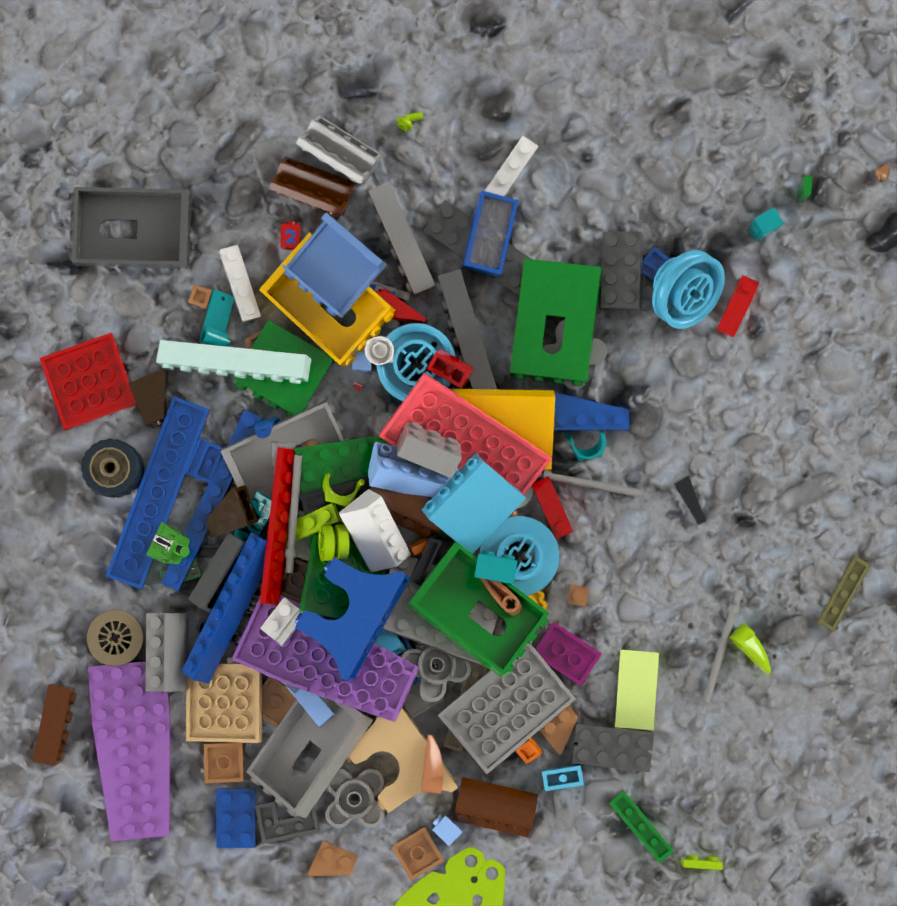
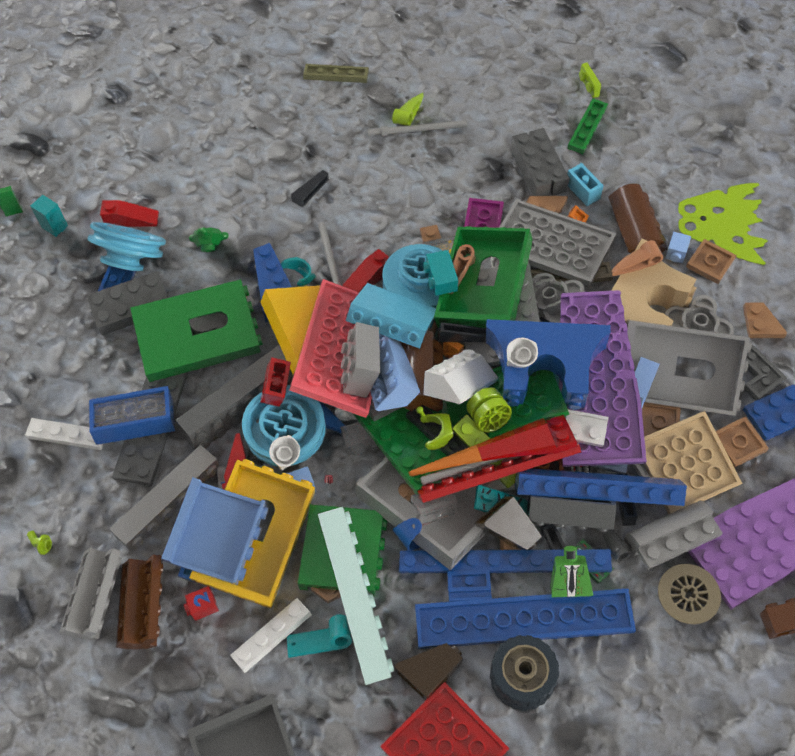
camera: 110 degrees left, 25 degrees down
(200, 297) = (301, 668): medium nougat plate -> none
(288, 567) = (531, 439): none -> red plate
(353, 586) = (521, 353): none -> white hat
(636, 689) = (484, 168): yellowish green tile -> none
(669, 372) = (208, 238): none -> green rock

